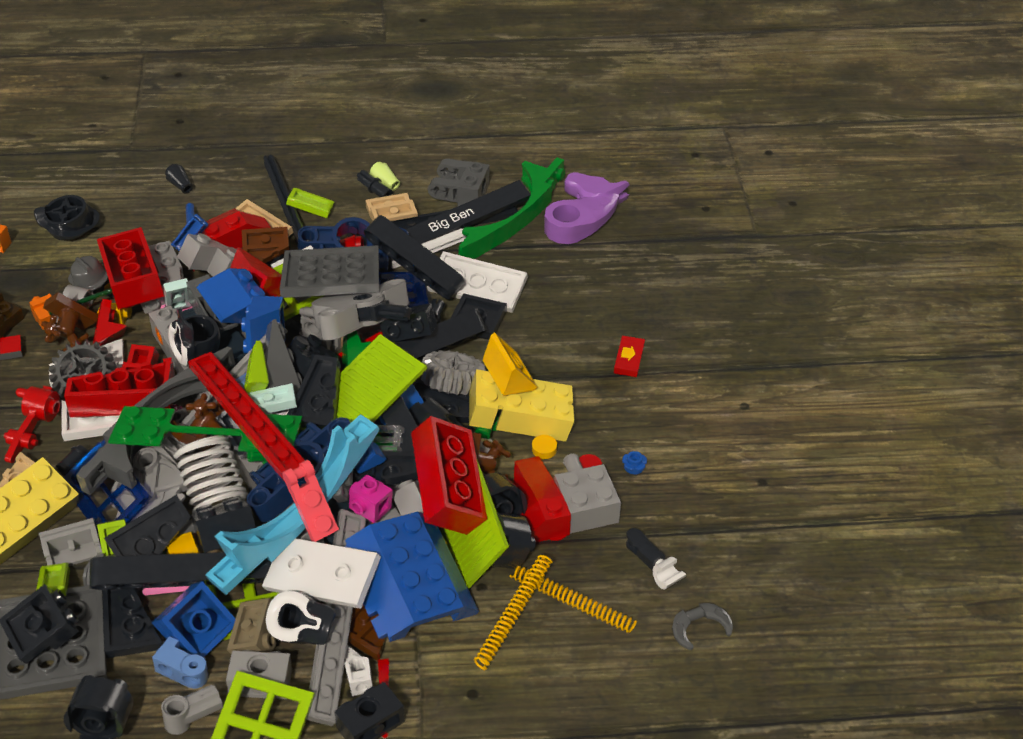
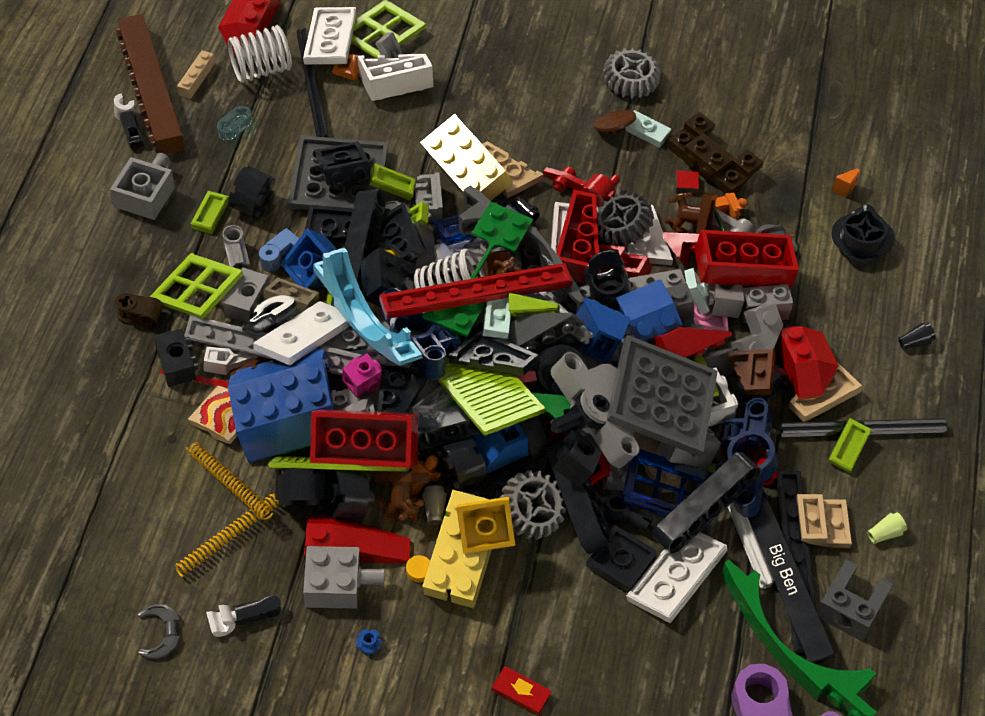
camera: 105 degrees right, 10 degrees up
(194, 225) = (796, 318): blue piece -> none
(310, 501) = (360, 320): coral plate -> none
(370, 459) = (411, 382): blue slope -> none
(373, 184) = (873, 515): black axle -> none
(430, 650) = (216, 416): none -> slope
(589, 460) = (385, 604): red piece -> none

